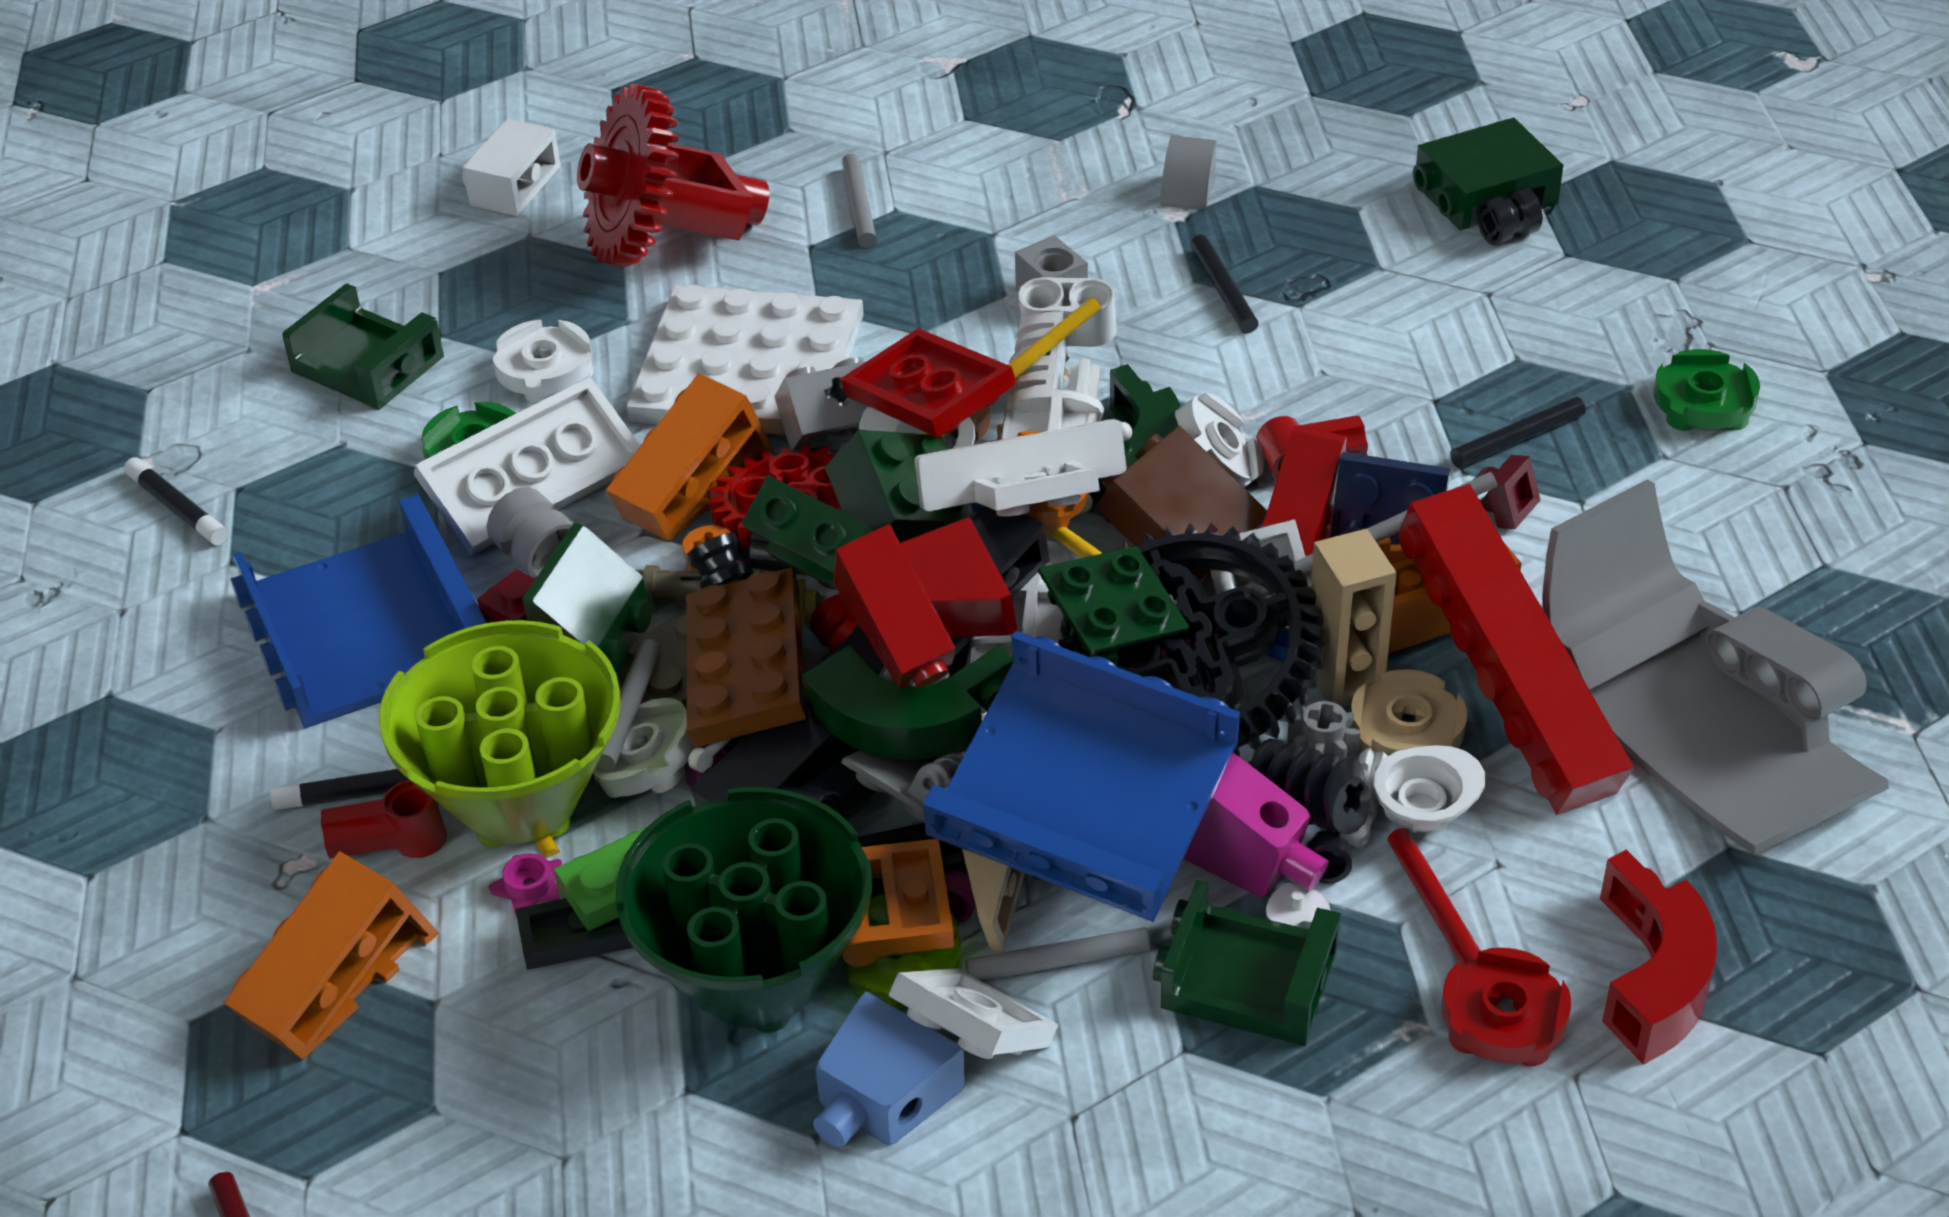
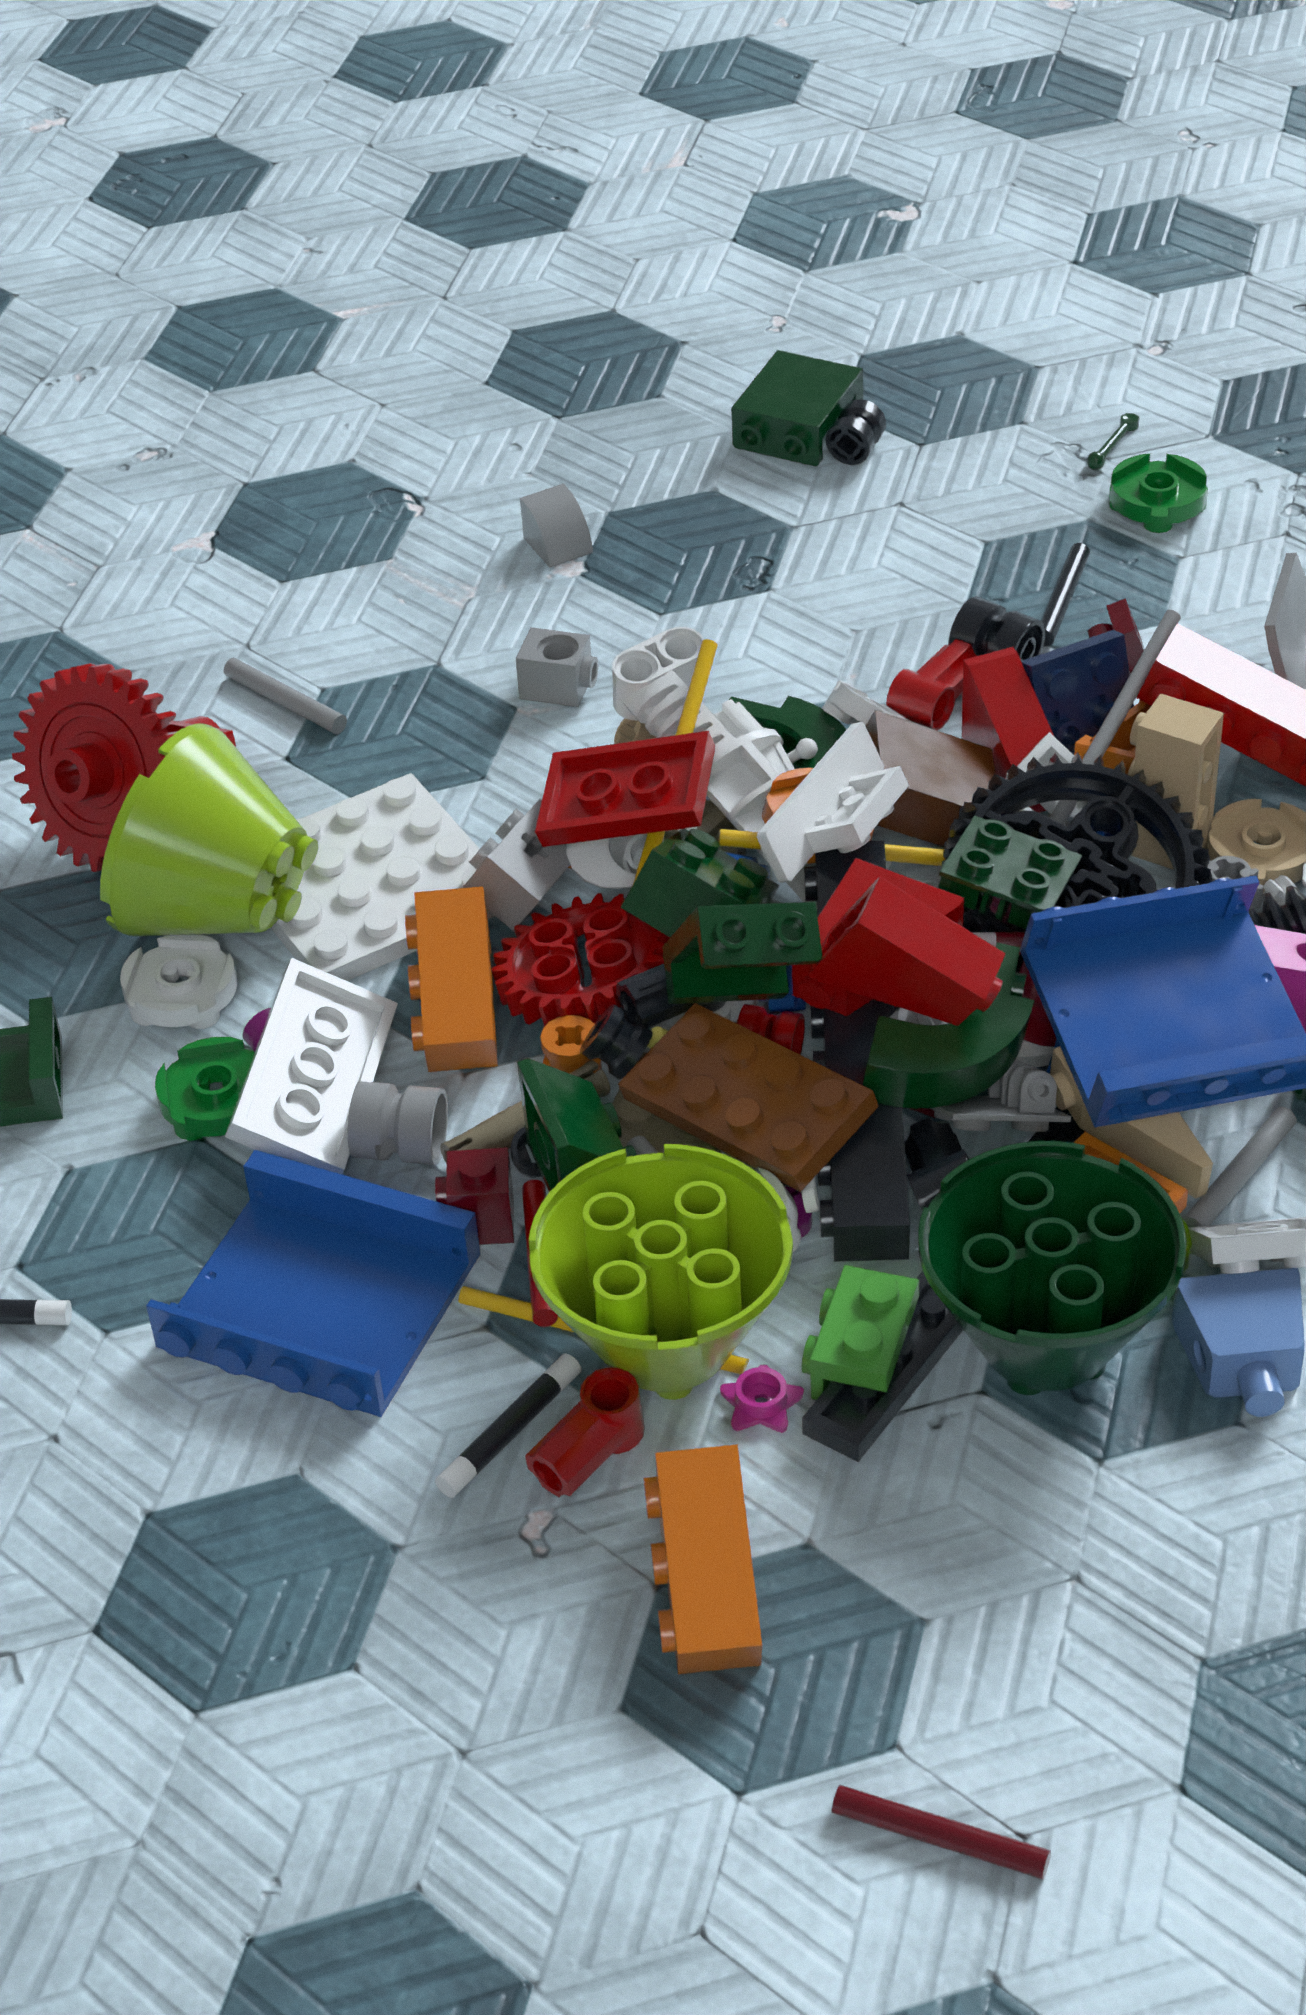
camera: 40 degrees left, 0 degrees up
(612, 254) = (203, 846): none -> lime cone
(1224, 284) = (692, 601): black bar -> none
(1399, 427) = (992, 629): none -> black wheel
(1764, 324) = (1128, 422): none -> dark green hinge

